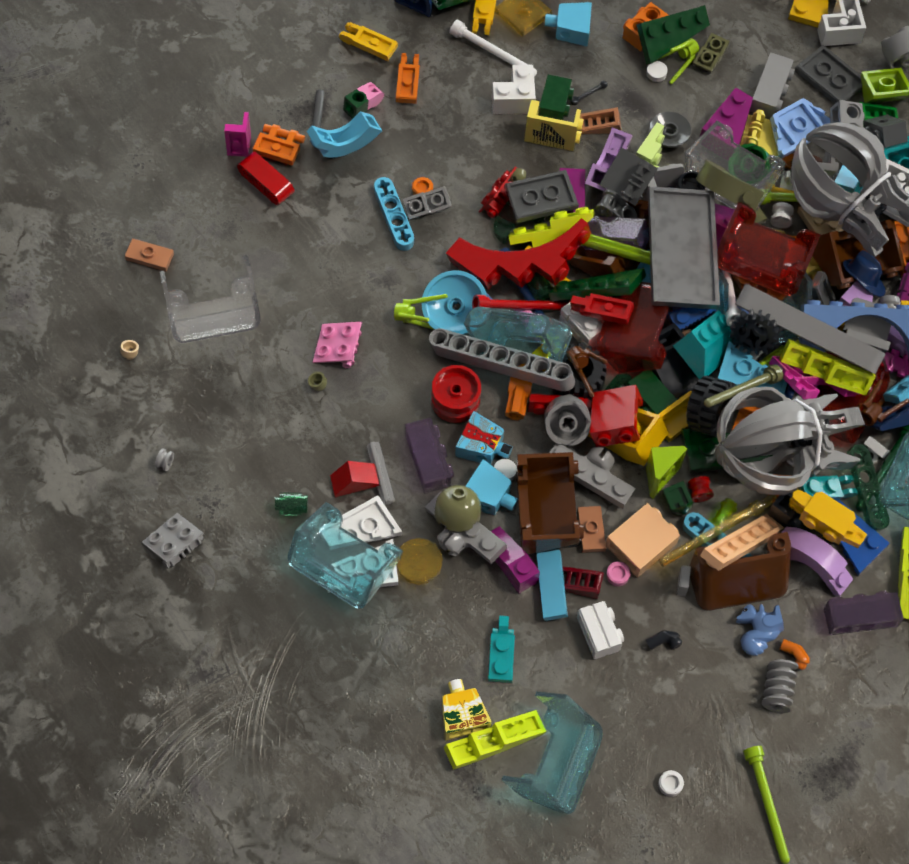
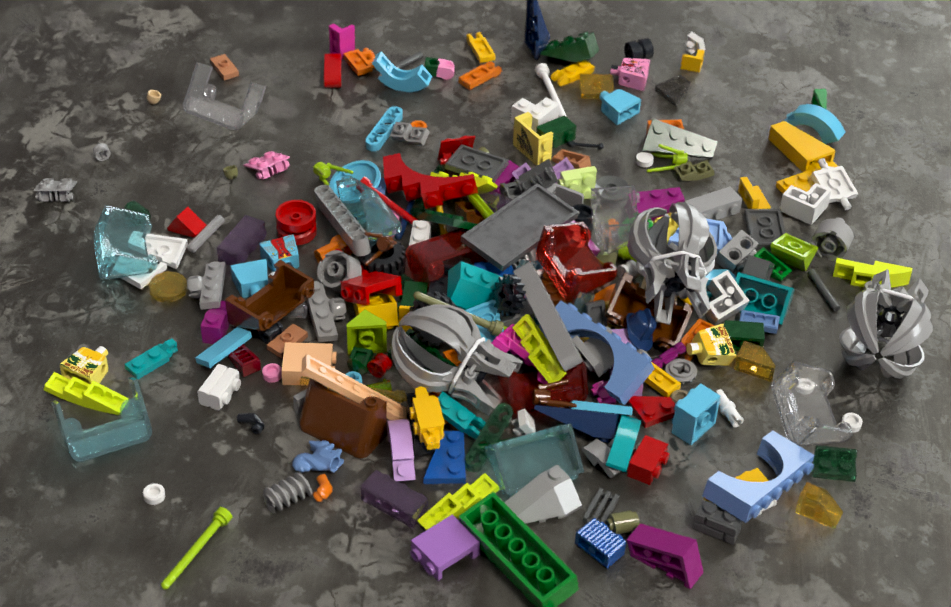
camera: 45 degrees right, 20 degrees down
(458, 508) = (216, 265): olive cylinder -> none
(603, 308) = (432, 227): red hinge -> none
(728, 186) = (591, 212): olive arch -> none
(786, 46) = (752, 195): none -> yellow panel

